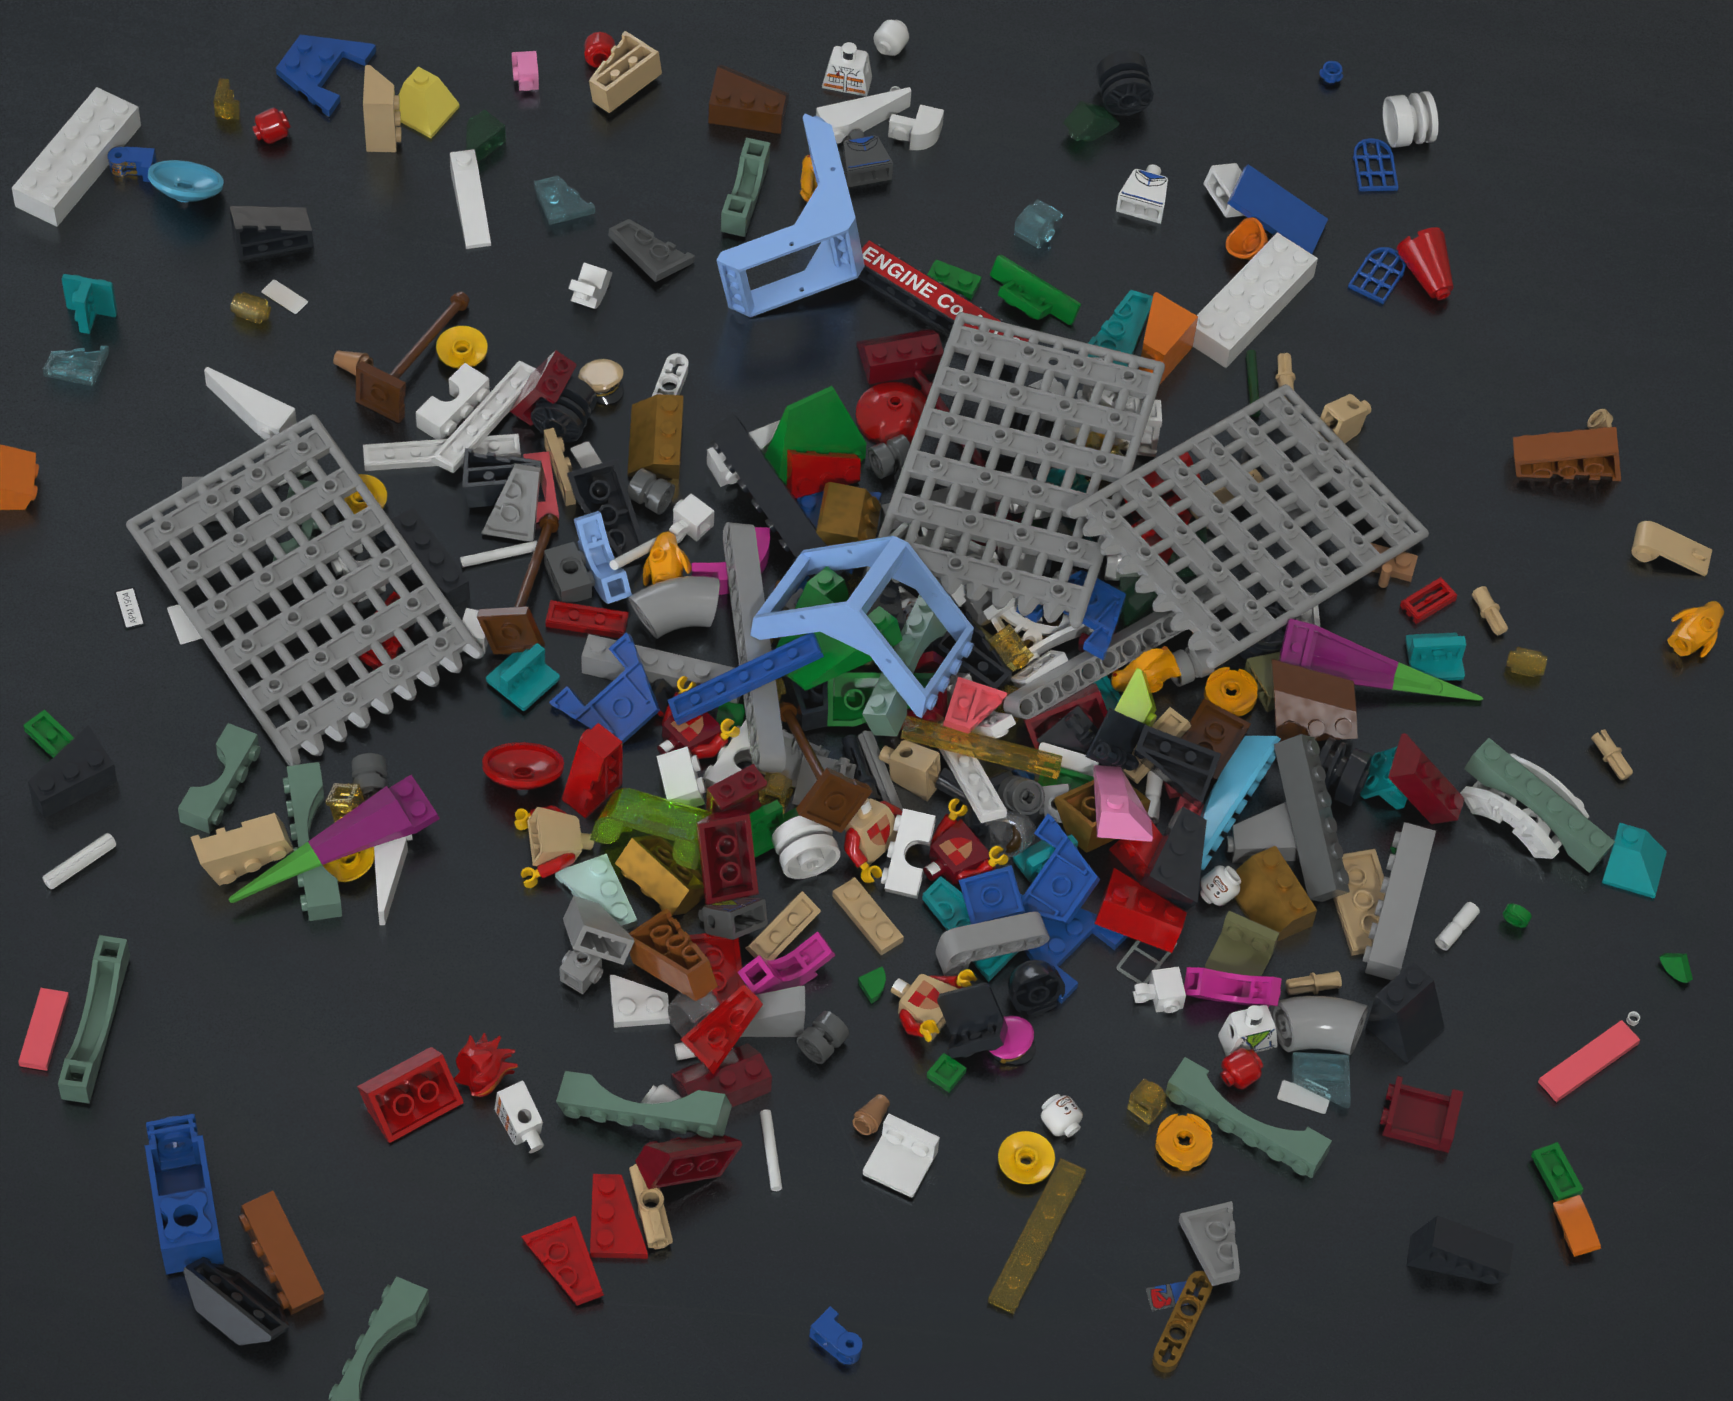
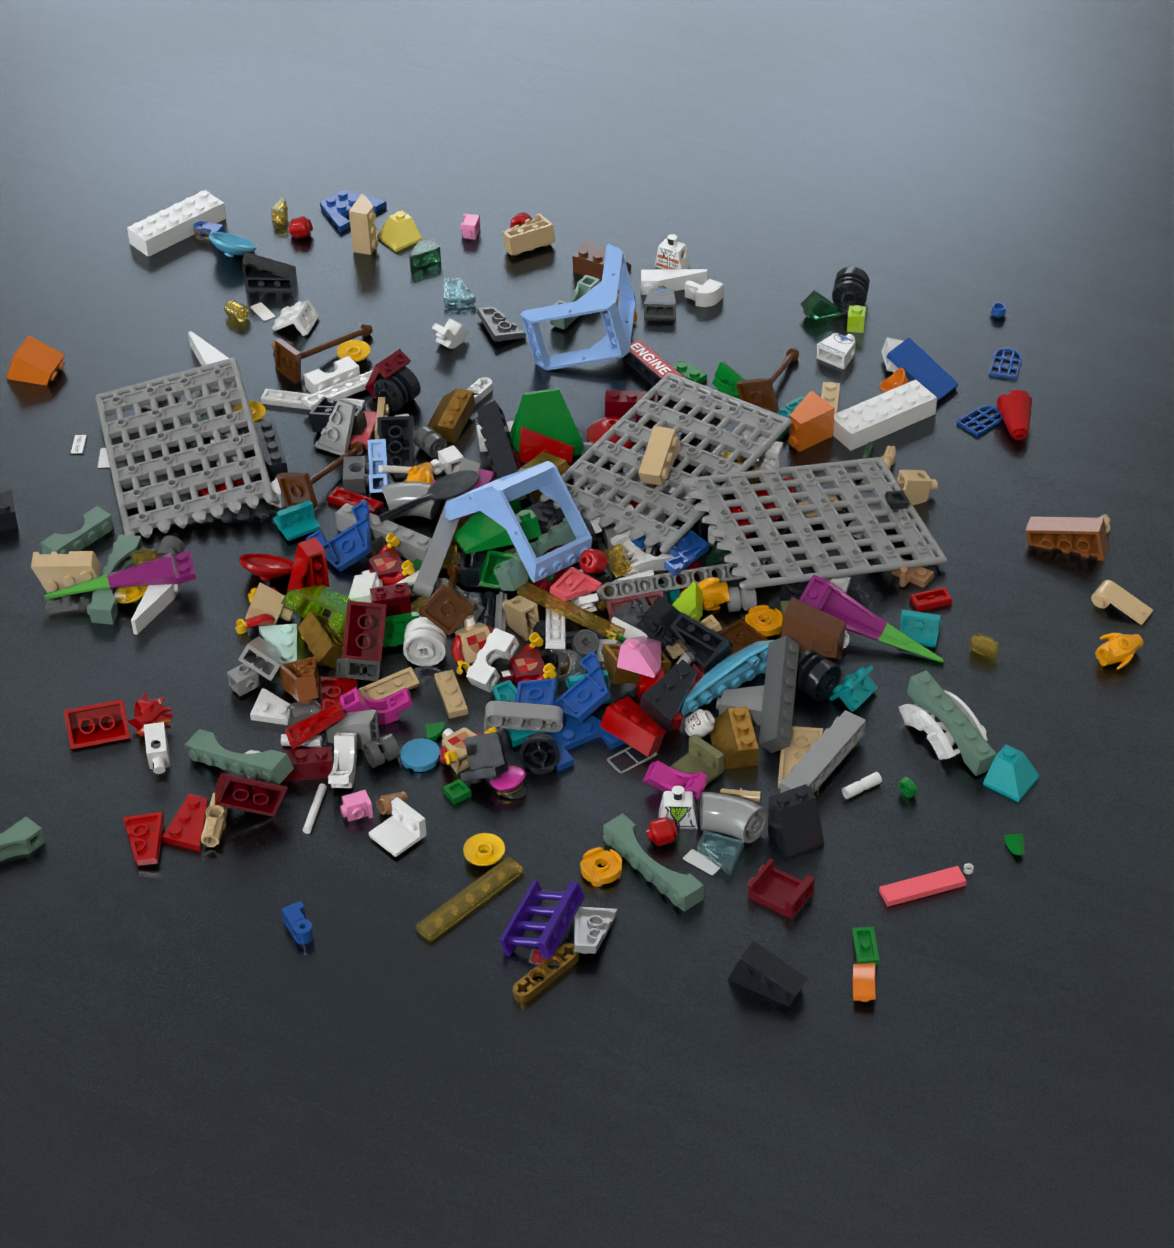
camera: 25 degrees right, 15 degrees down
(76, 365) = (117, 320): clear light blue wing -> none
(88, 299) = (140, 288): teal bracket -> none
(346, 299) = (302, 315): none -> white bracket
(469, 198) = (401, 280): white slope -> none
(498, 554) = (314, 458): white bar -> none
(604, 378) = (432, 383): tan piece -> none
(729, 585) = (443, 489): none -> black piece
(745, 678) = (428, 537): blue tile -> none
(780, 1059) = (344, 760): none -> white arch
(829, 1134) = (356, 806): none -> bright pink brick
(872, 1026) = (420, 754): none -> dark azure tile
(891, 37) = (710, 245): white head -> none
(986, 663) = (593, 561): none -> red head
(1020, 475) = (659, 455): none -> tan wedge
(1037, 223) = (756, 352): clear light blue brick -> none
(1061, 1115) = (520, 830): white head -> none
(1079, 309) = (760, 391): none -> reddish brown tile
(1147, 130) = (856, 319): none -> lime slope
(1151, 1097) = (585, 835): clear yellow brick -> none
(1164, 278) = (830, 394): none -> tan plate
(1164, 988) = (630, 776): white brick -> none
(1175, 1258) = (553, 929): none -> dark purple fence
(1341, 458) = (897, 499): none -> black plate
(1410, 119) = (1038, 338): white wheel -> none
(1424, 783) = (870, 691): dark red slope -> none
(1489, 610) = (971, 611): tan axle -> none
(1612, 755) = (1023, 710): tan axle -> none

